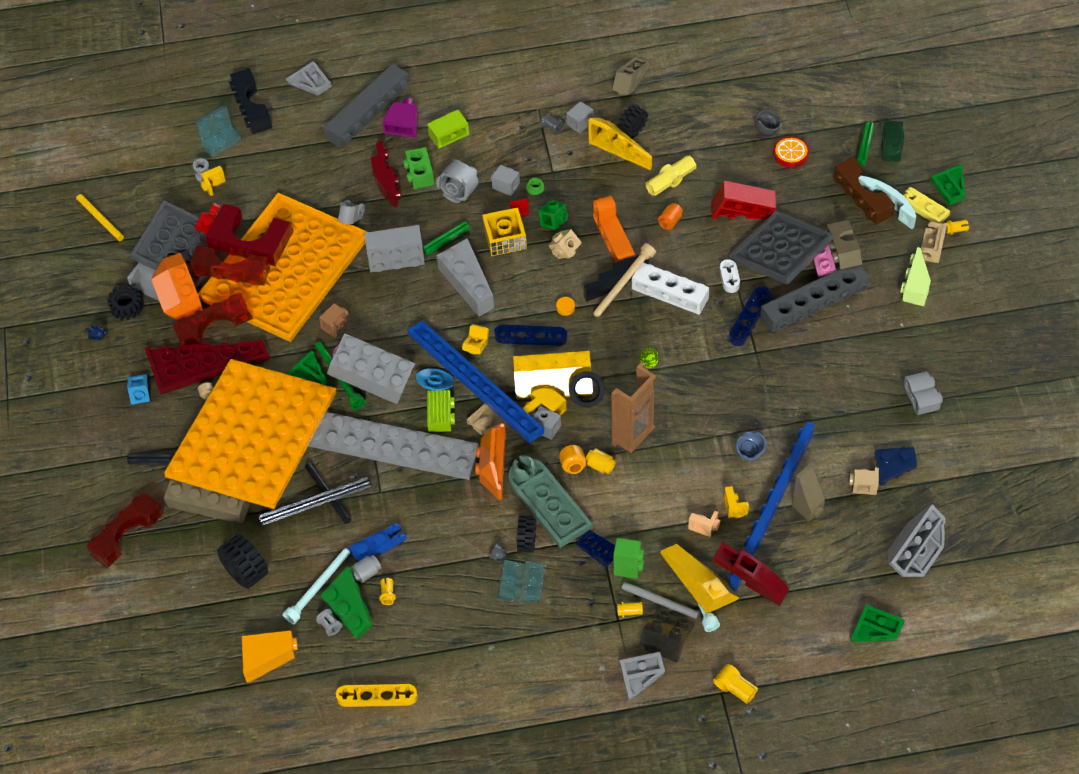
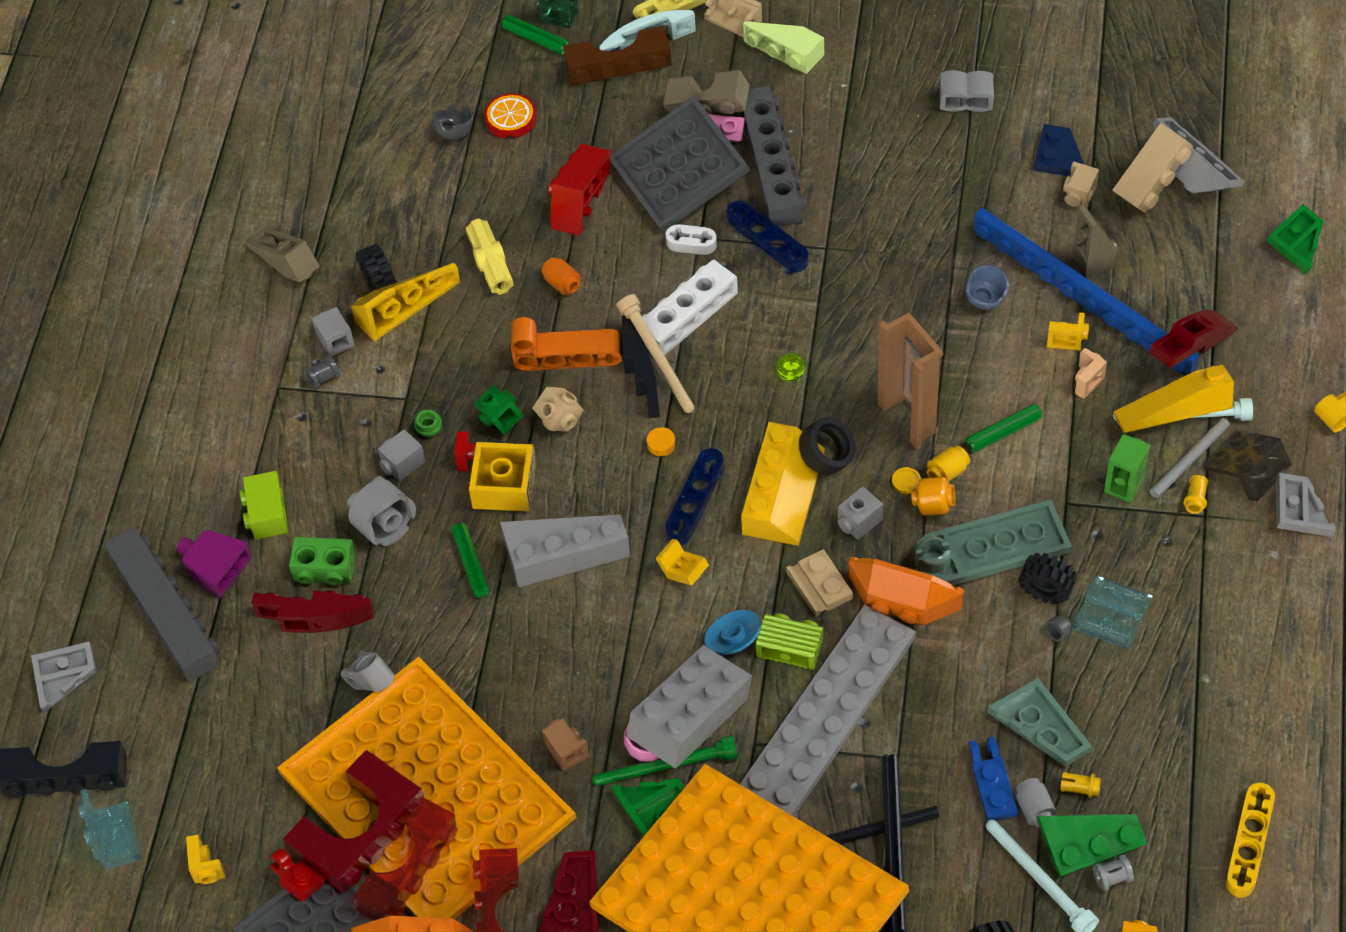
camera: 70 degrees left, 0 degrees up
(203, 167) = (168, 864): light grey bush -> none
(394, 248) = (474, 624): light grey brick -> none
(425, 560) = (1042, 721): none -> sand green wing
(476, 382) = (757, 579): blue plate -> none
(546, 398) = (823, 507): yellow brick -> none
(585, 442) = (905, 480): none -> yellow piece
(605, 559) = (1100, 493): clear blue slope -> none
(643, 486) = (1003, 428): none -> green axle
(889, 515) = (1153, 168): none -> tan brick

